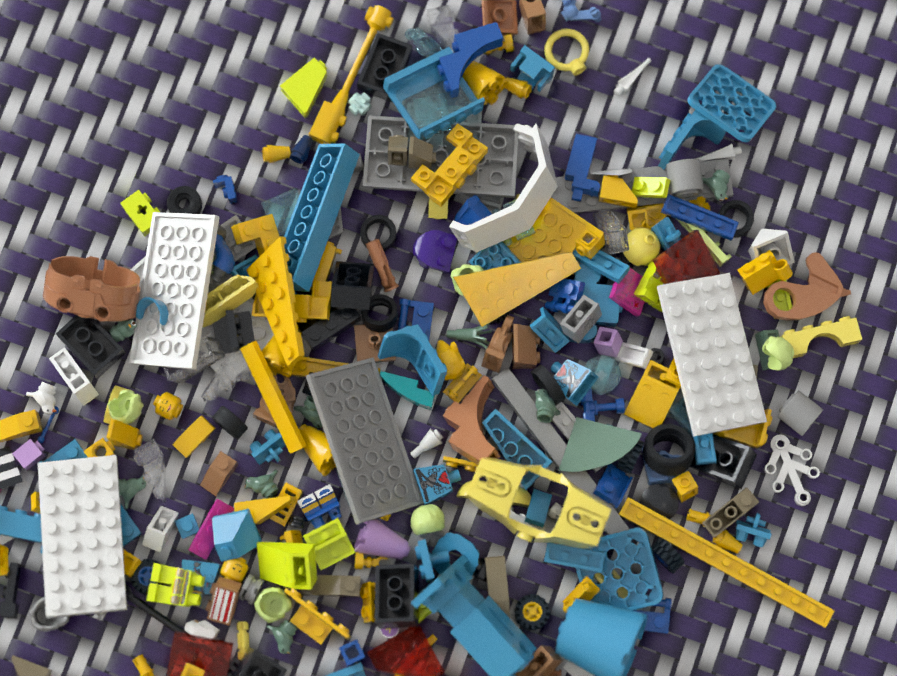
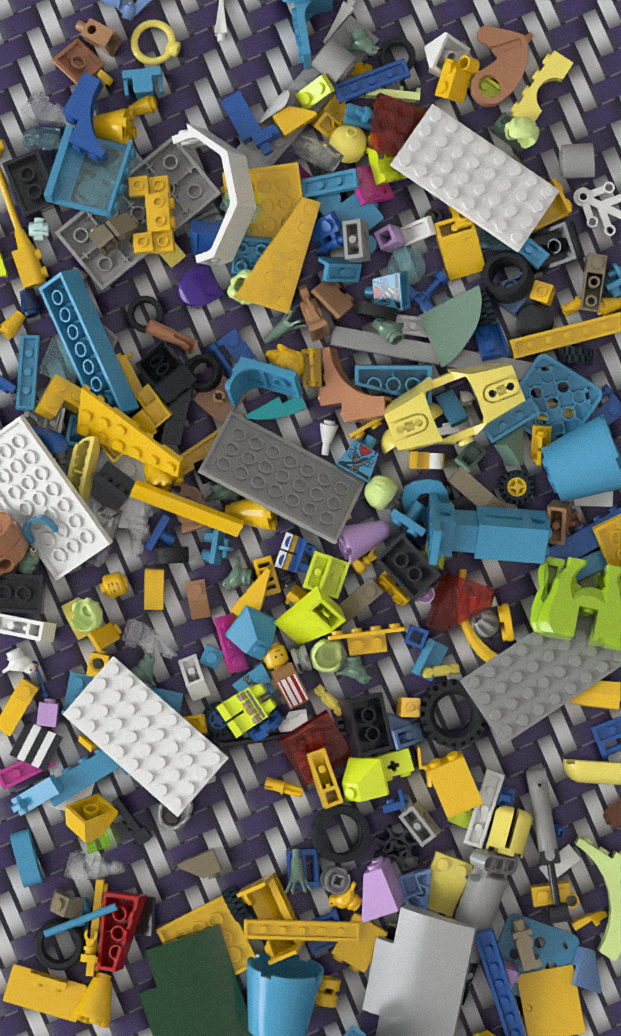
camera: 35 degrees left, 10 degrees up
(168, 612) = (260, 730): none -> blue plate
(236, 400) = (160, 534): none -> blue tile
(253, 196) = (27, 372): none -> dark azure tile
(483, 529) = (426, 460): none -> yellow leg
(518, 556) = (470, 456): none -> sand green slope
(555, 578) = (512, 447): none -> sand green slope
(590, 241) = (309, 176): yellow window -> none

